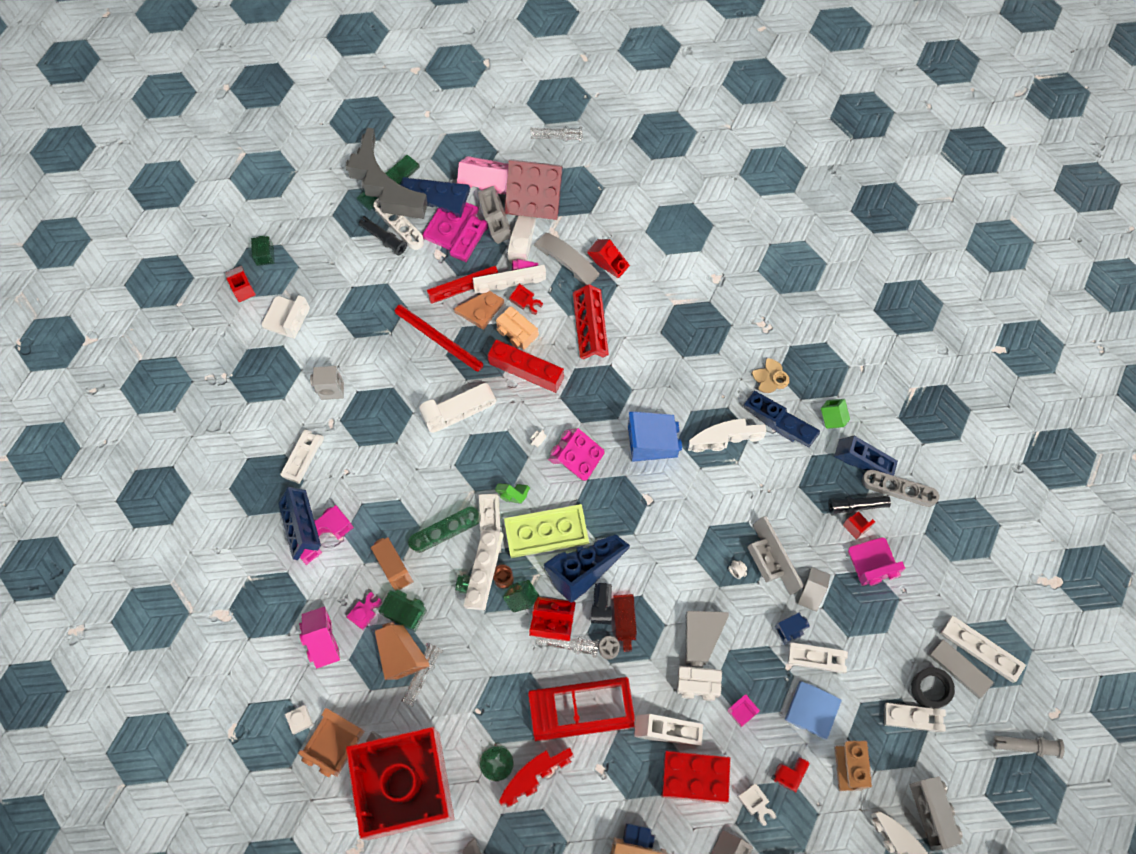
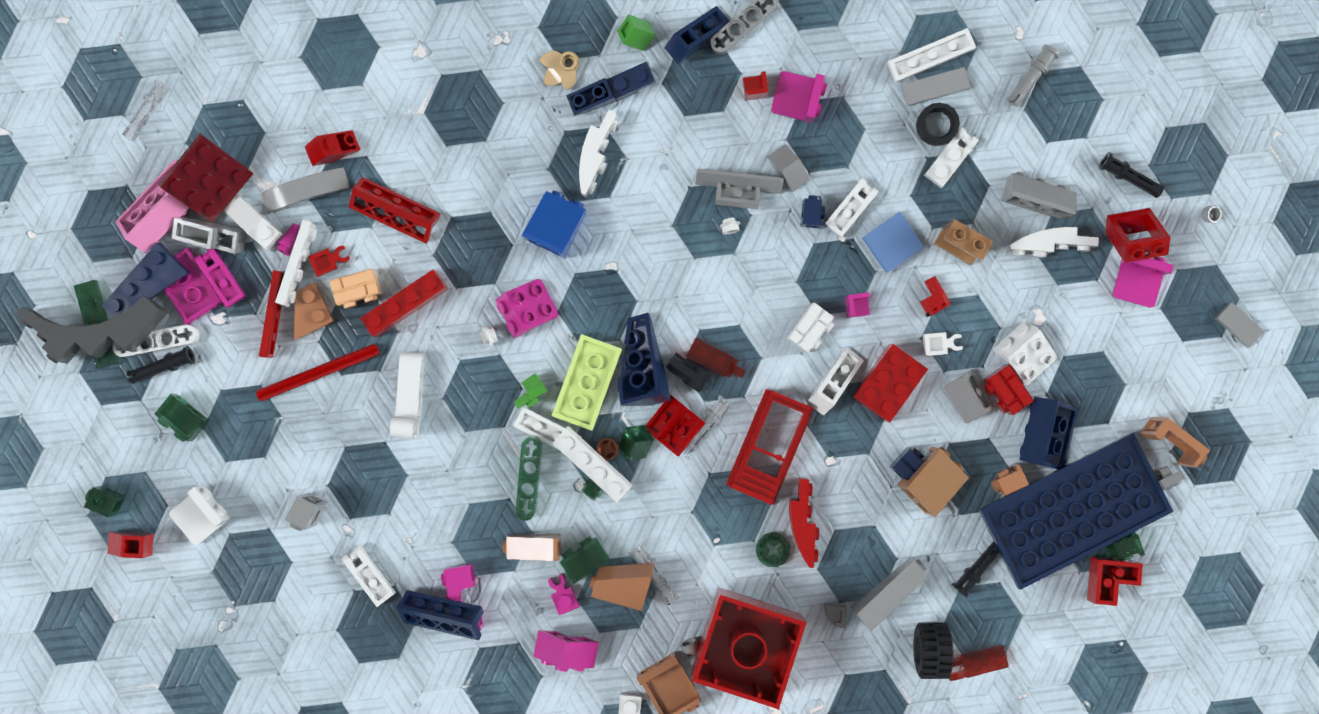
camera: 60 degrees left, 20 degrees up
(351, 267) = (181, 417): none -> clear green brick
(608, 643) = (734, 389): light grey wheel -> none
(702, 635) = (771, 298): light grey slope -> none
(850, 505) = (733, 80): black pin -> none

